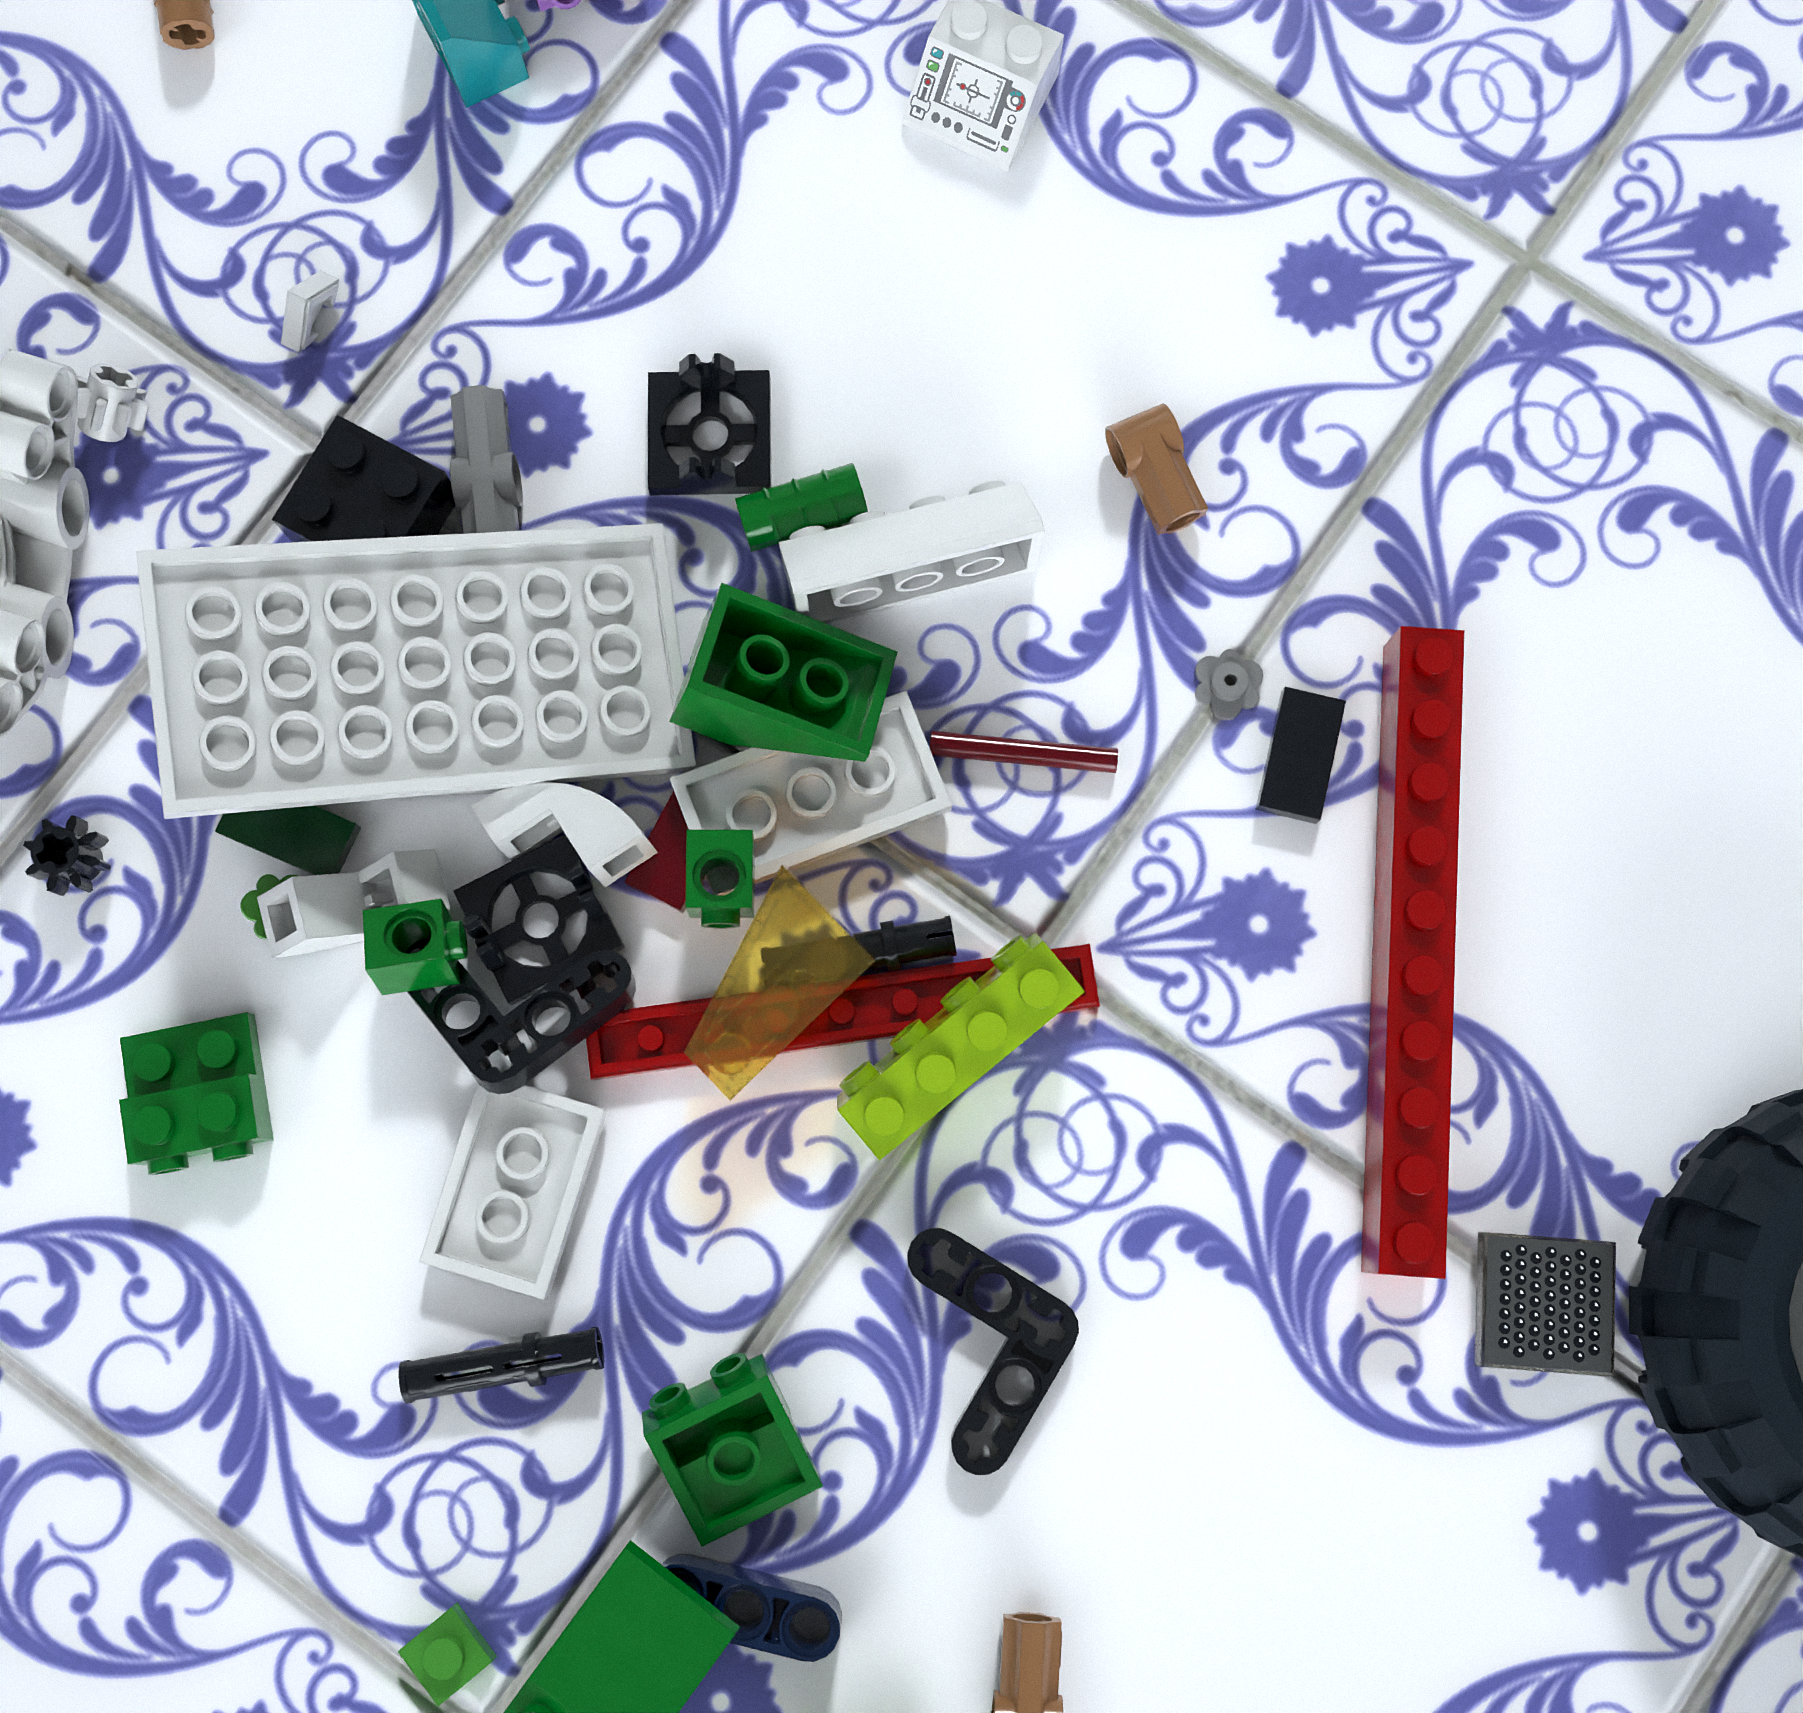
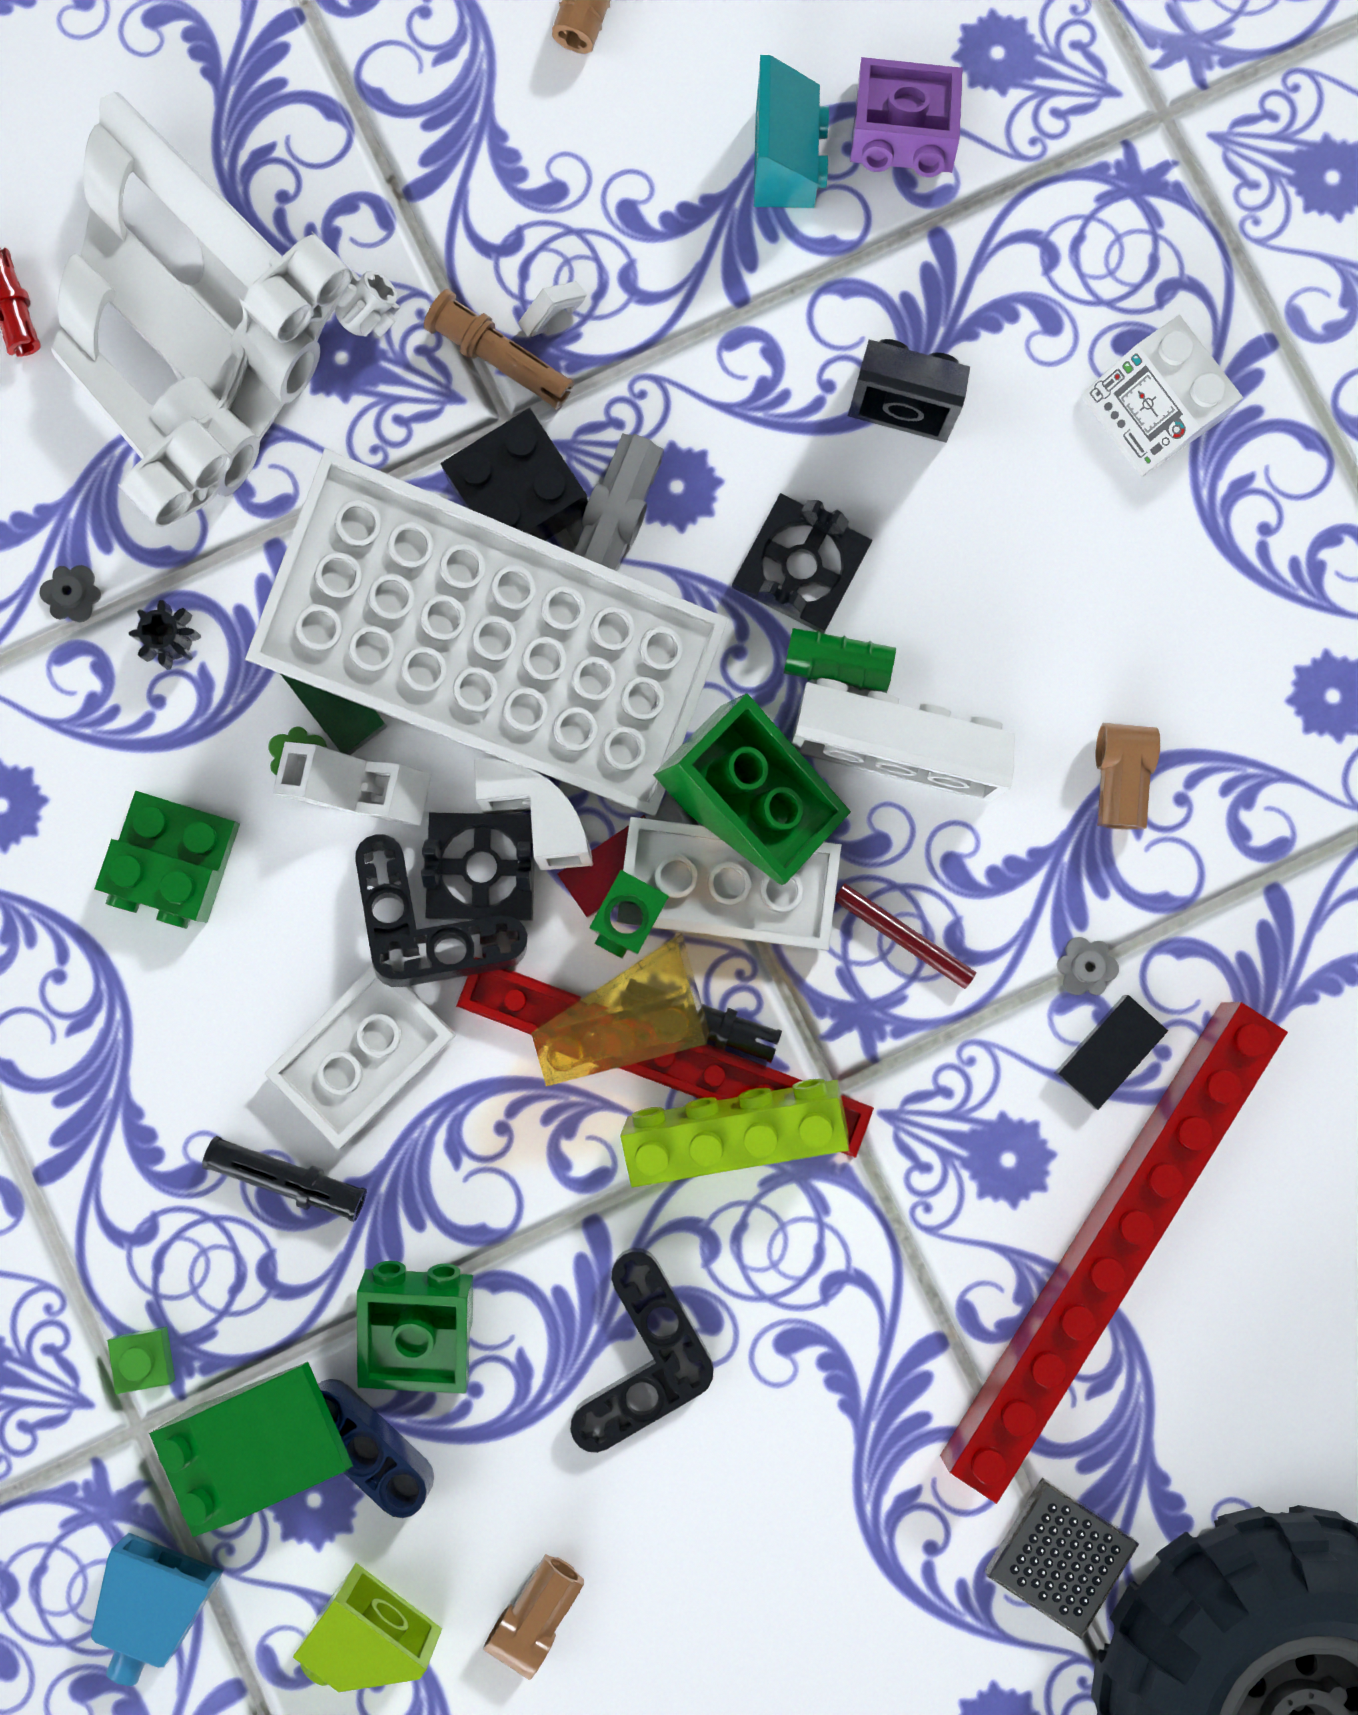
camera: 30 degrees right, 5 degrees up
(247, 378) = (480, 339): none -> medium nougat pin
(395, 928) = (370, 822): green brick -> none
(724, 202) = (909, 390): none -> black slope

